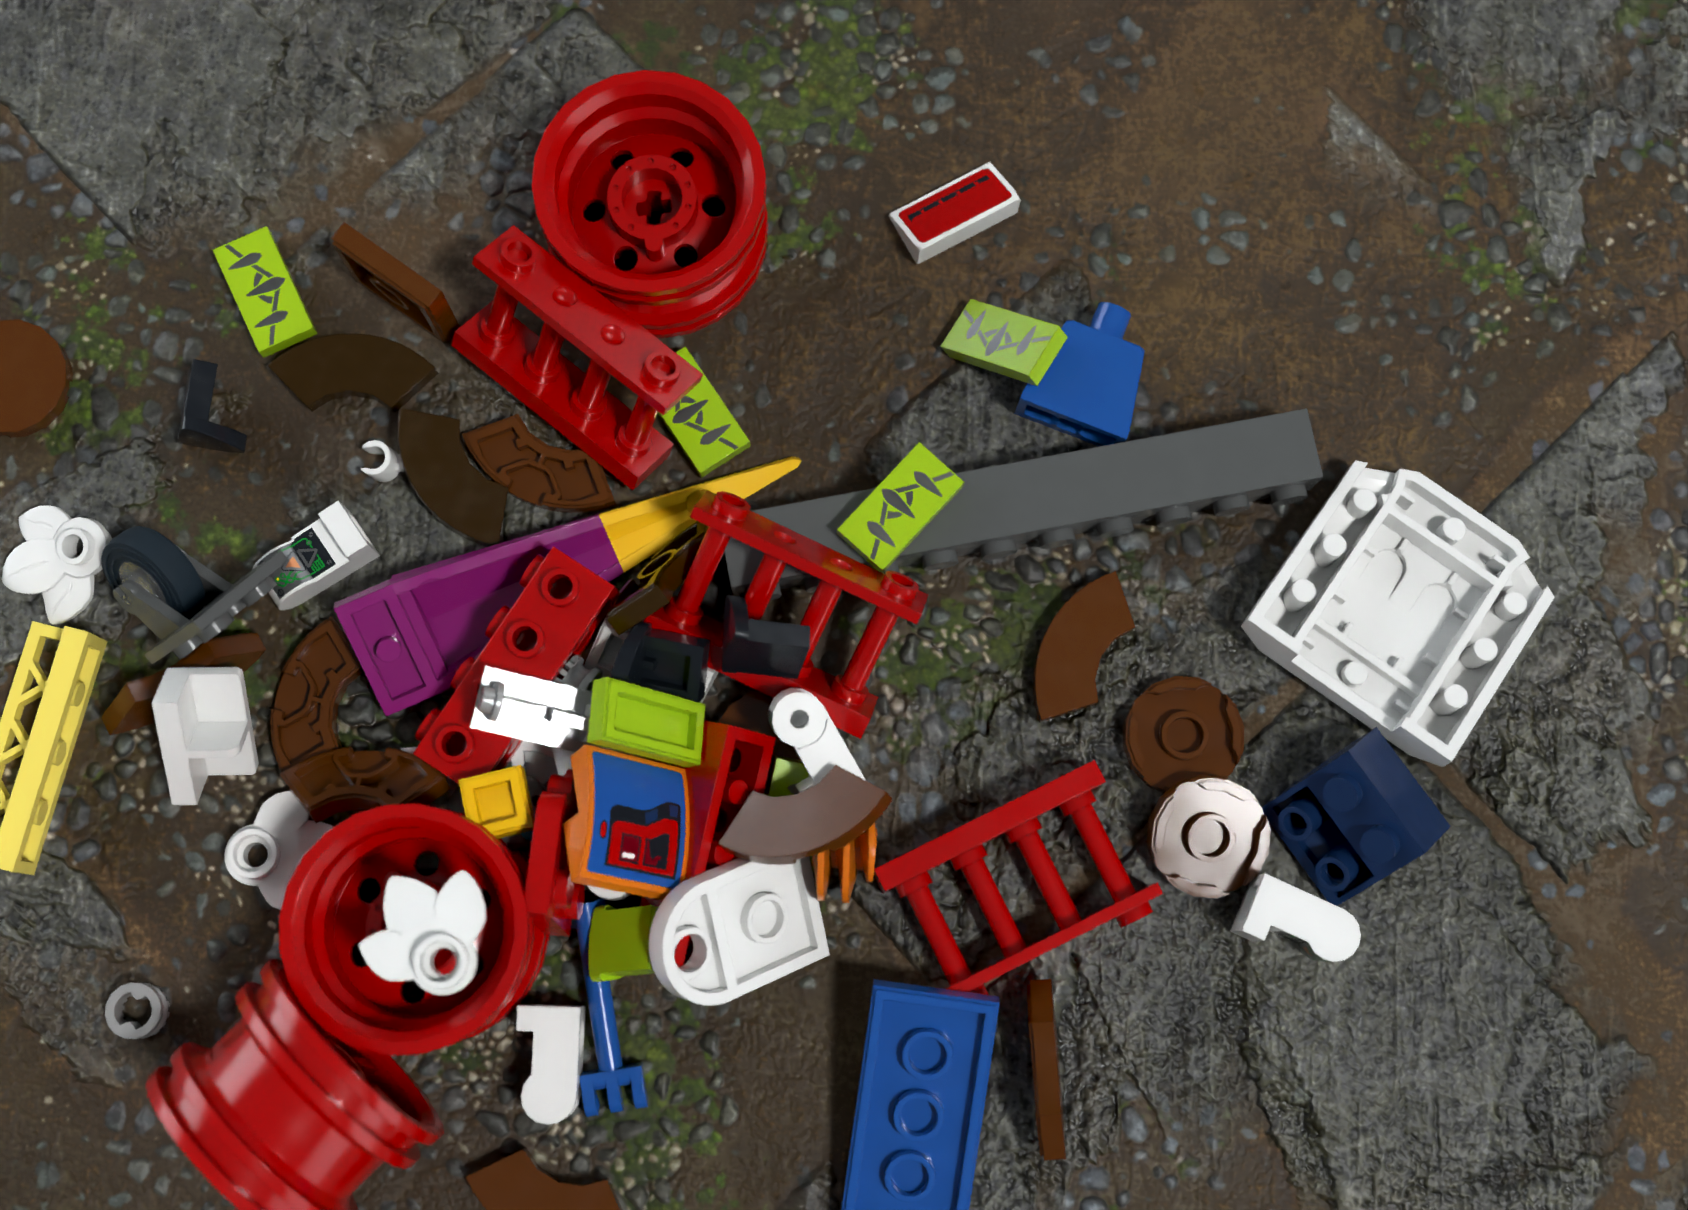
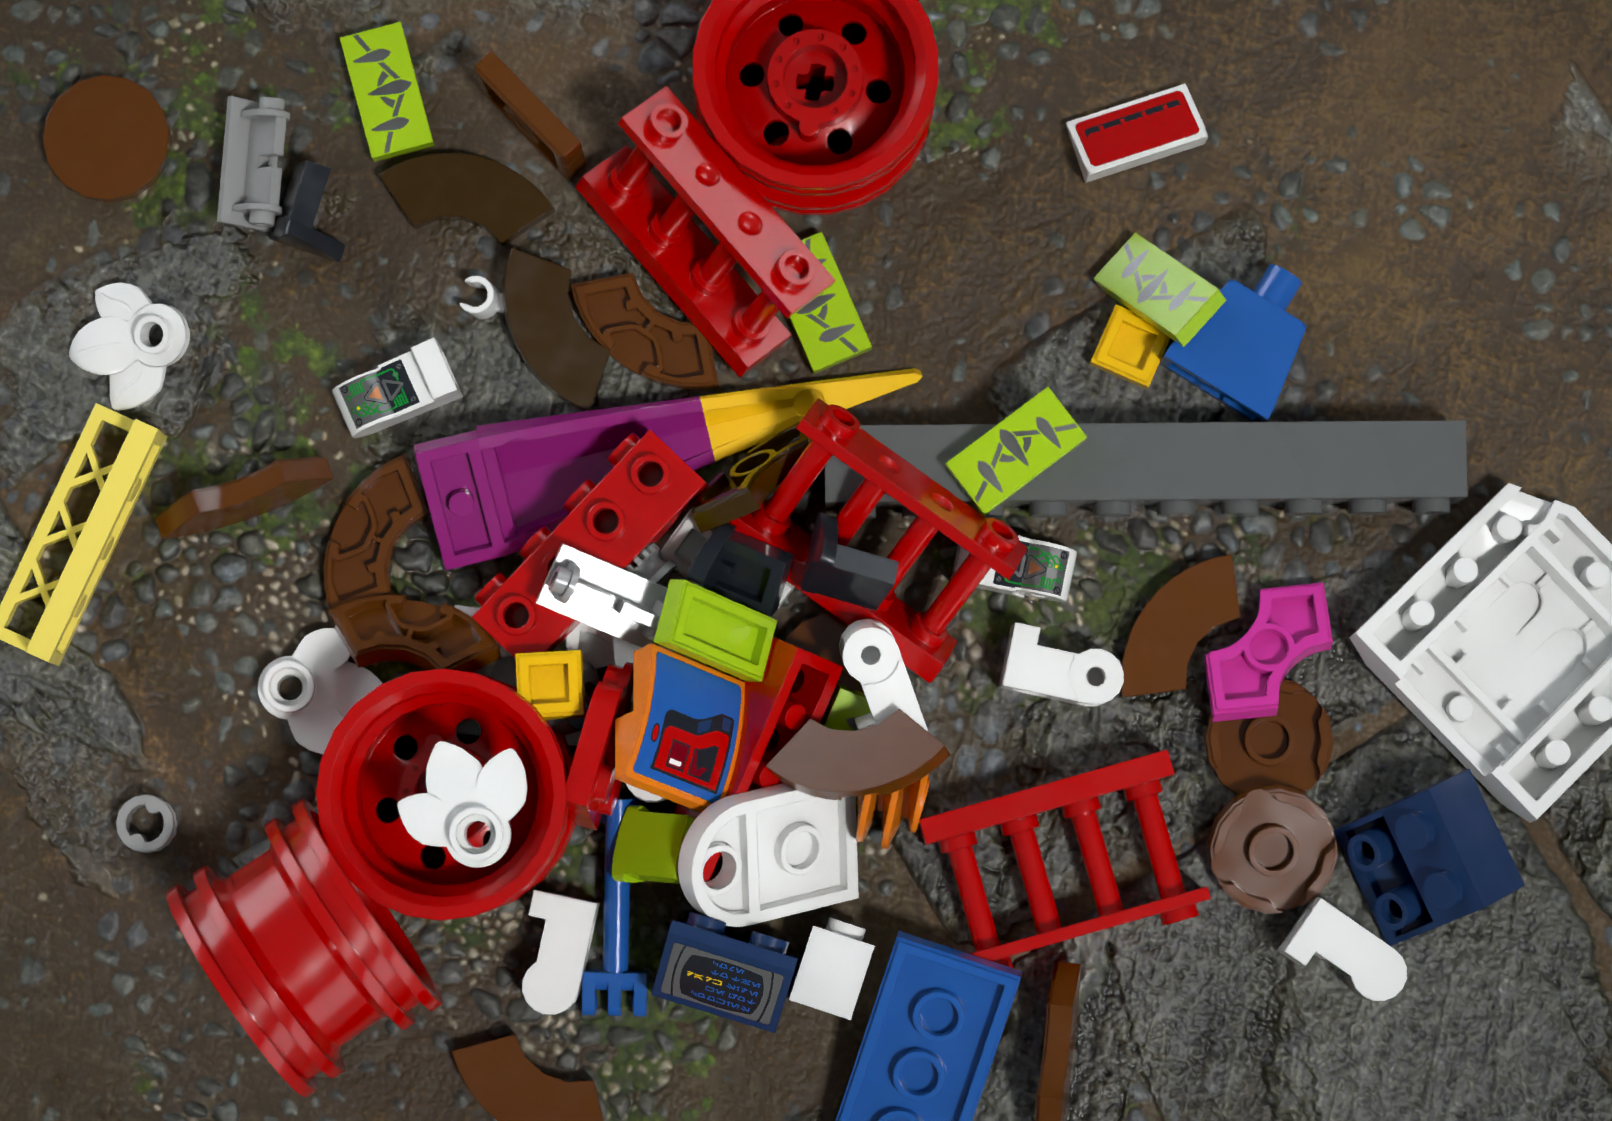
camera: 15 degrees right, 5 degrees up
(146, 374) = (249, 162): none -> light grey hinge
(170, 589) = (246, 397): plate -> none
(203, 728) = (262, 550): white panel -> none
(714, 1052) = (724, 973): none -> slope
(817, 1028) = (833, 969): none -> white brick
(944, 621) = (1041, 574): none -> leg
(977, 709) = (1057, 674): none -> white leg
(986, 402) = (1130, 348): none -> yellow tile
(1154, 677) = (1248, 674): none -> dark pink tile

